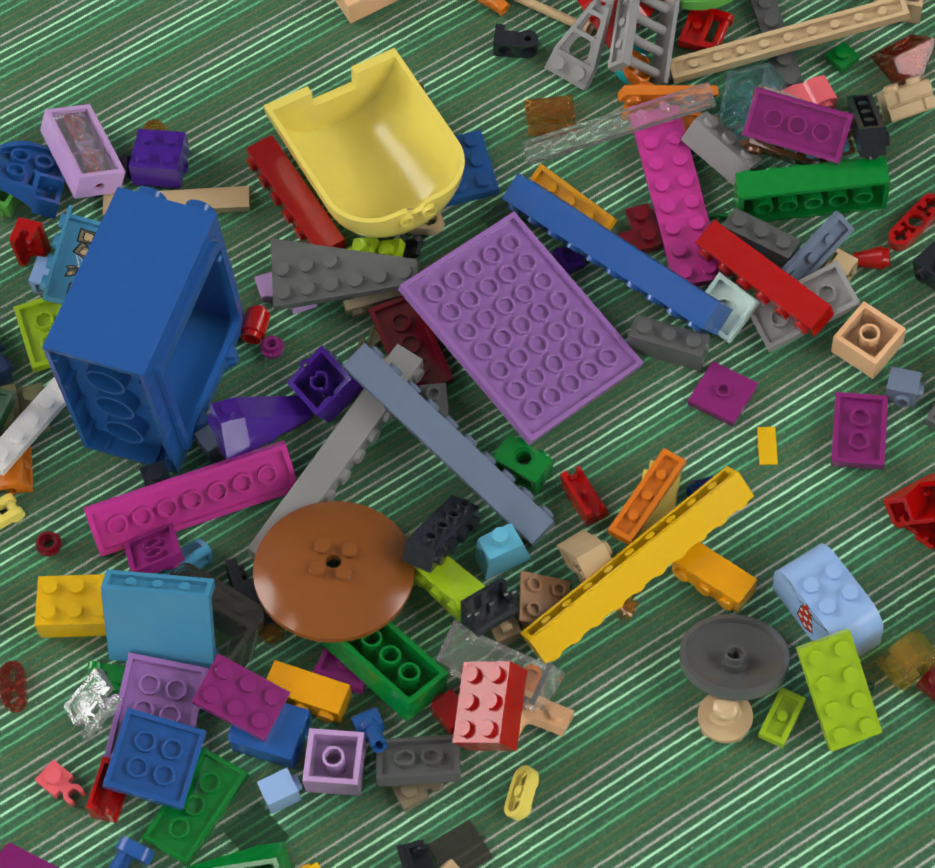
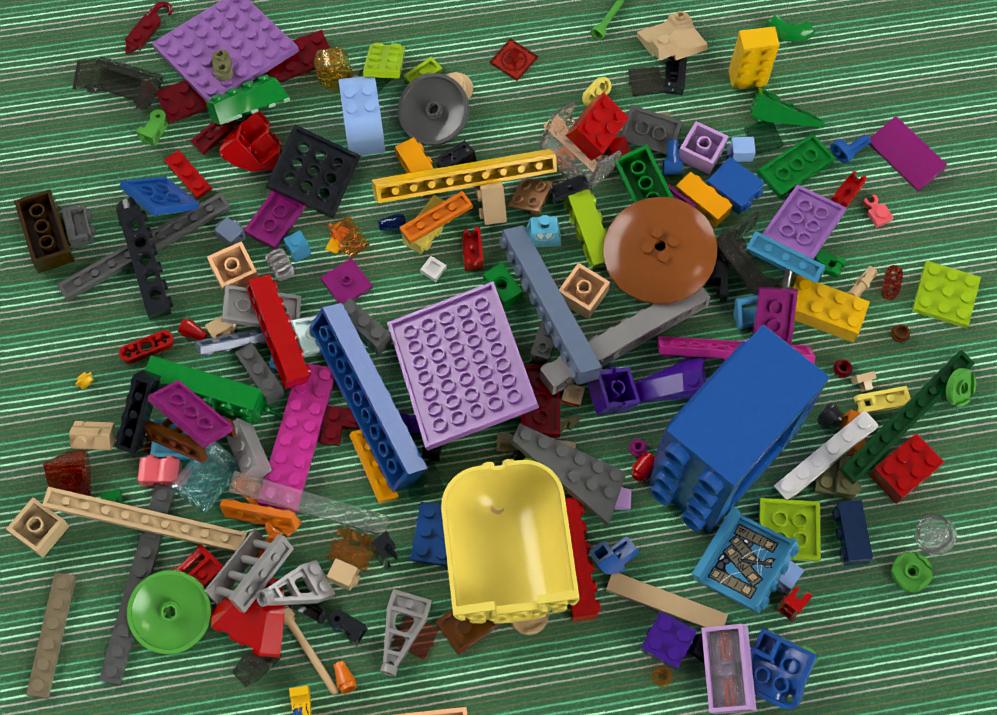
camera: 165 degrees left, 5 degrees up
(17, 536) = (864, 380): none -> tan tile
(47, 472) = (830, 416): none -> black cone
(53, 667) = (863, 283): none -> tan pin
(87, 698) = (844, 246): clear plate -> none
(154, 759) = (815, 188): blue plate -> none
(240, 697) = (750, 194): magenta plate -> none
(252, 211) = (612, 559): none -> blue brick
(414, 492) = (584, 290): none -> light nougat brick
(438, 67) = (423, 641): none -> clear red piece
(441, 533) = (580, 244): black brick -> none
(461, 85) = (407, 605): none -> light grey plate
(512, 114) = (382, 547): none -> black hinge
(544, 83) = (343, 575): none -> tan brick
(549, 43) = (311, 612): none -> black helmet
(622, 451) = (433, 268): none -> white plate
(667, 804) = (513, 59): none -> clear red piece
(668, 604) = (457, 155): none -> black hinge
(752, 443) = (349, 236): none -> clear orange bracket
(808, 403) = (297, 246): none -> dark azure brick
(814, 368) = (280, 264): none -> light grey gear
(827, 467) = (318, 182): none -> black piece

